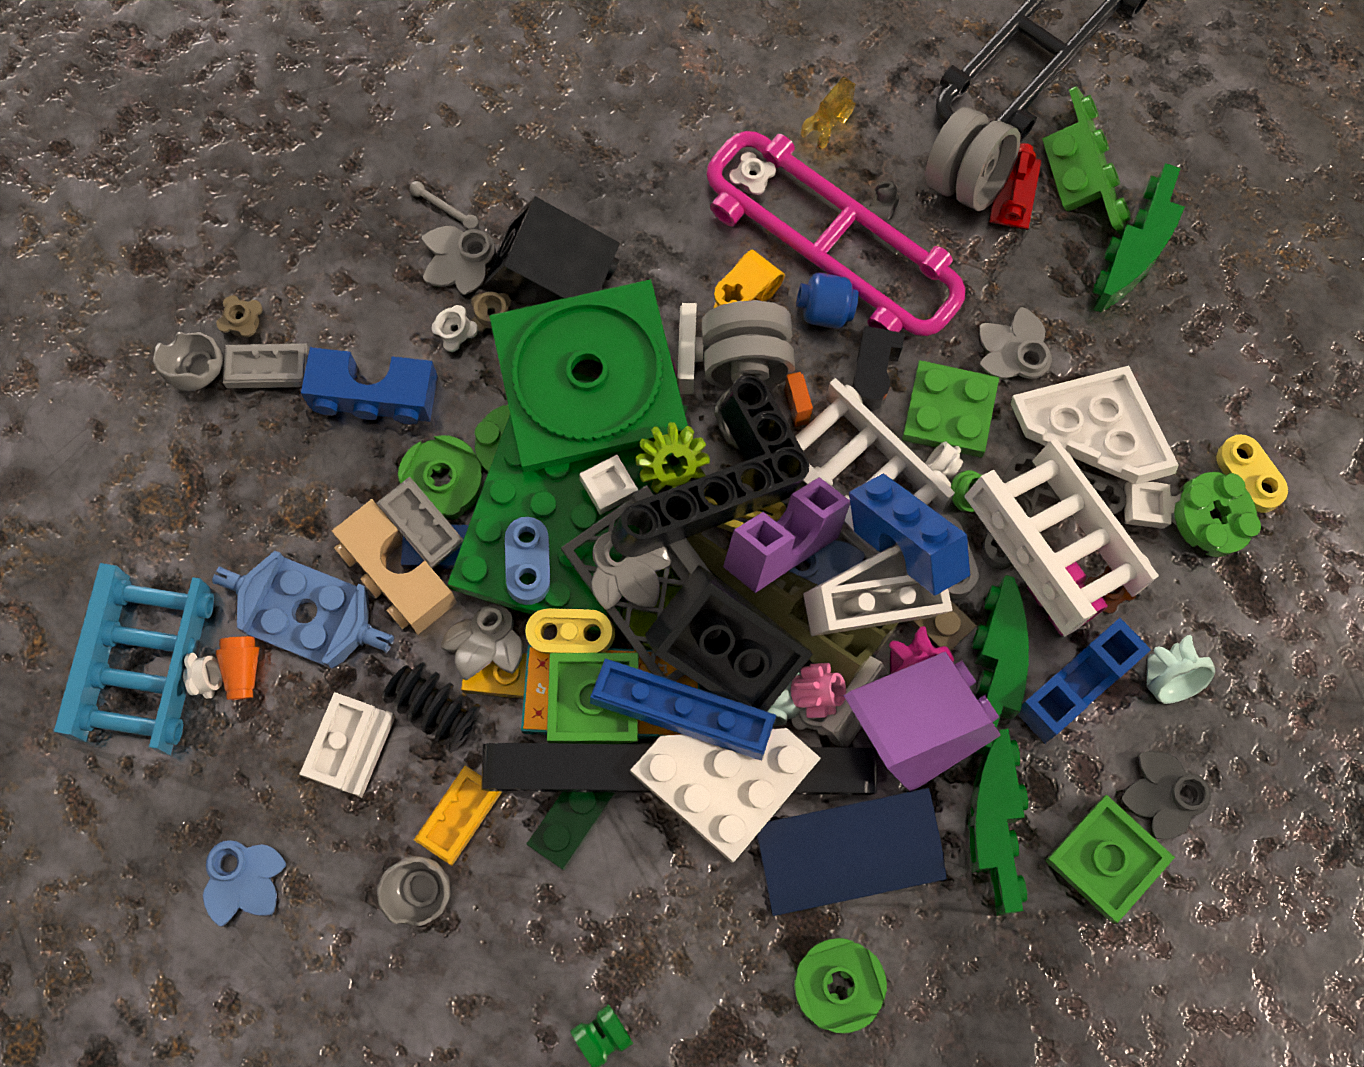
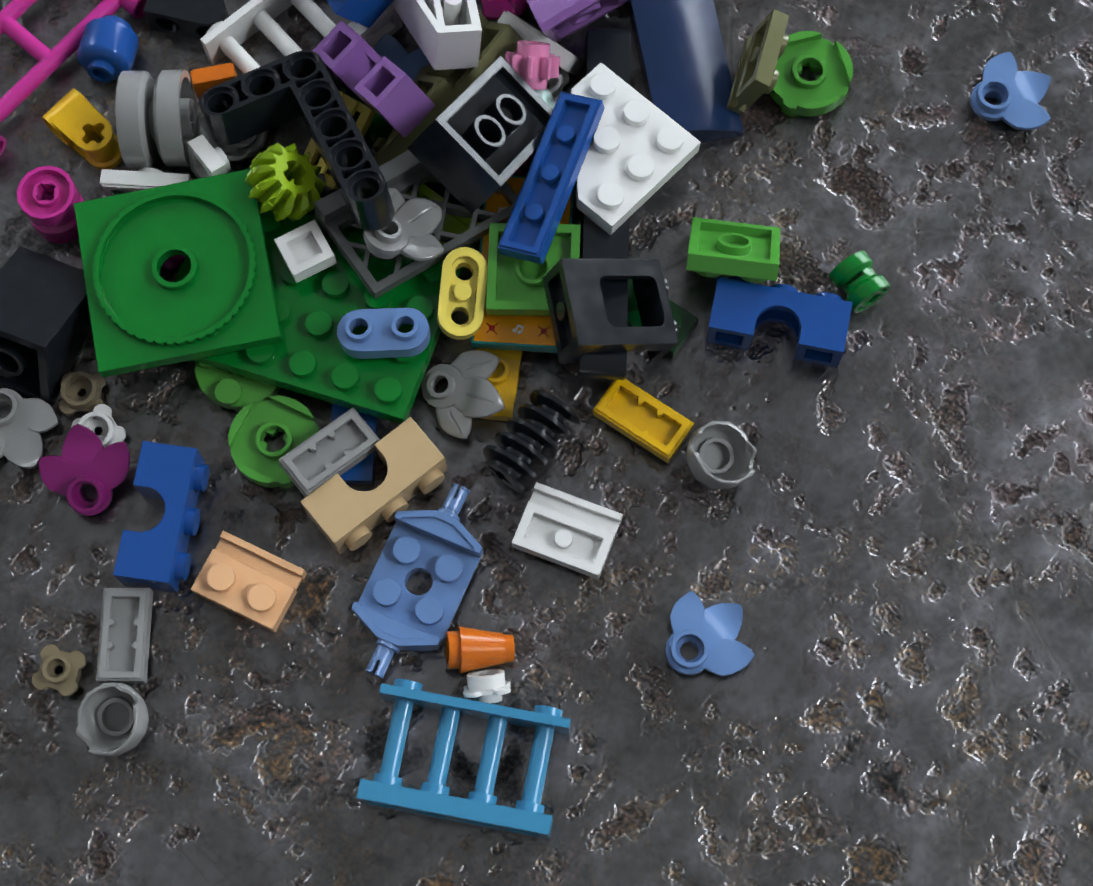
camera: 85 degrees left, 0 degrees up
(313, 465) = (248, 581): none -> light nougat plate
(413, 319) = (83, 463): none -> magenta plate
(534, 739) = (580, 313): none -> black window
(555, 992) = (816, 320): none -> blue arch
(629, 902) = (734, 250): none -> bright green plate
(667, 262) = (48, 202): none -> dark pink wheel
(703, 395) = (205, 159): none -> white plate
(828, 924) = (758, 61): none -> olive plate

